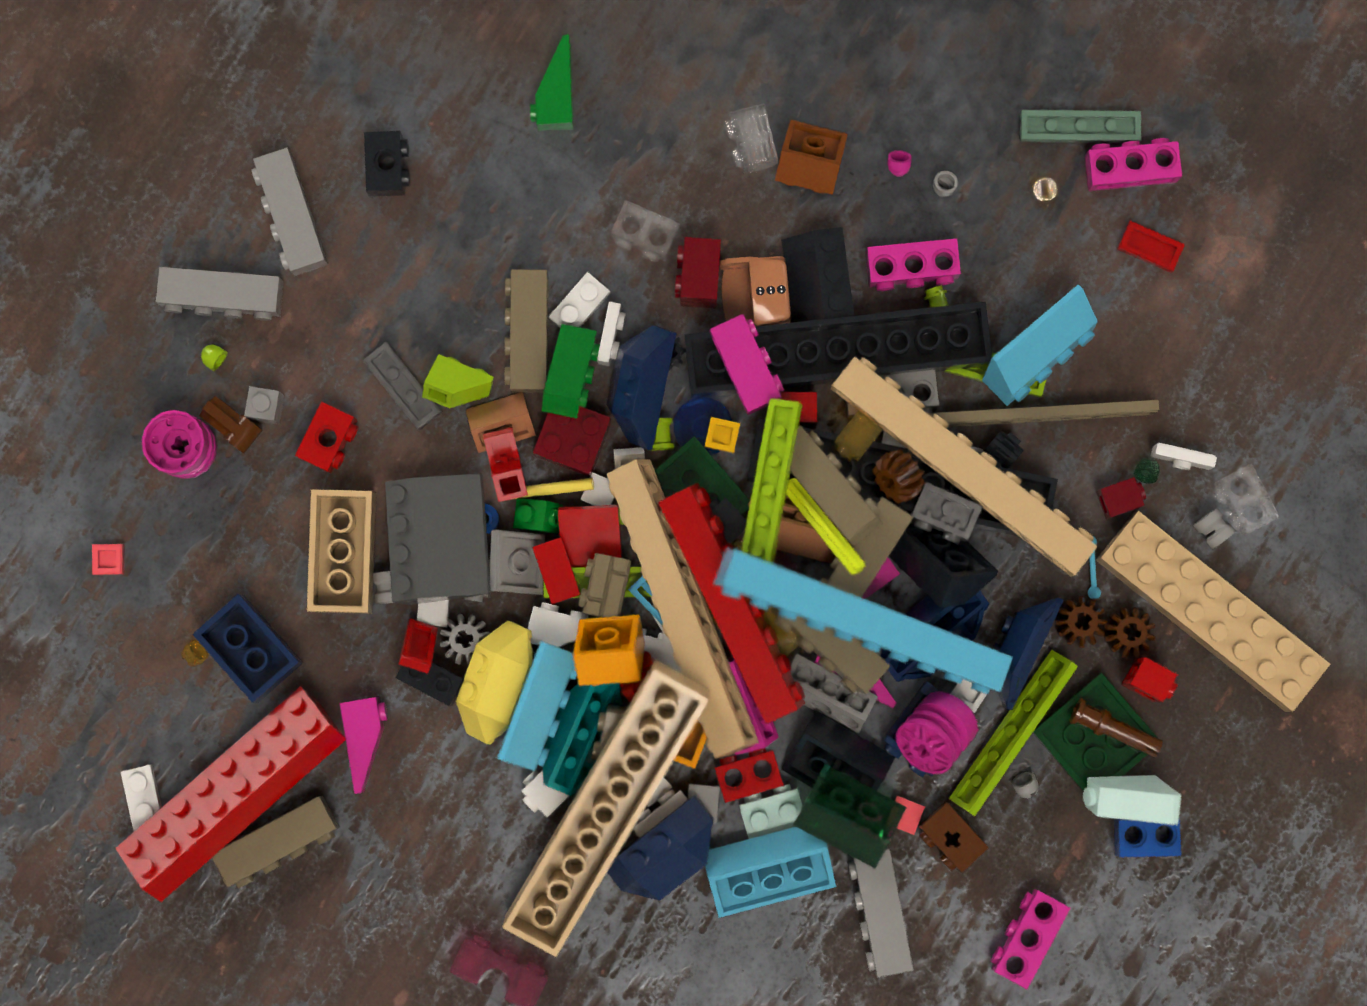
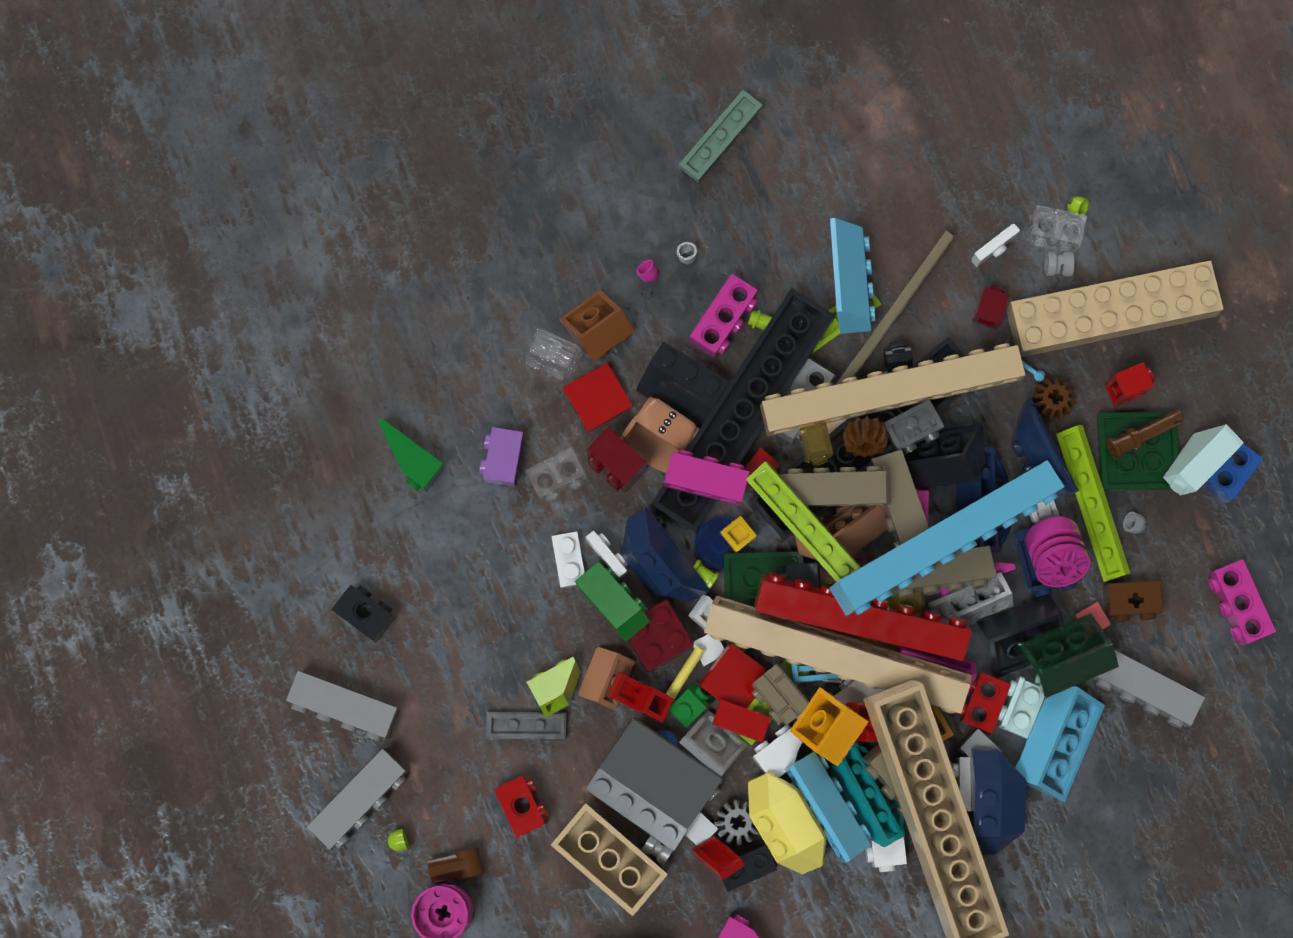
camera: 55 degrees left, 5 degrees down
(264, 405) = (462, 831): light grey brick -> none
(527, 331) = (560, 608): dark tan brick -> none
(623, 170) = (502, 456): none -> medium lavender brick
(746, 211) = (597, 397): none -> red tile
(824, 527) = (863, 513): neon yellow axle -> none
(1051, 188) = (745, 187): clear yellow hinge -> none
(1122, 176) = (774, 135): dark pink brick -> none
(1137, 626) = (1081, 364): reddish brown gear -> none
(1150, 246) = (837, 155): red tile -> none
(1152, 473) = (985, 276): clear green hinge -> none
(1285, 504) = (1079, 205): none -> lime hinge

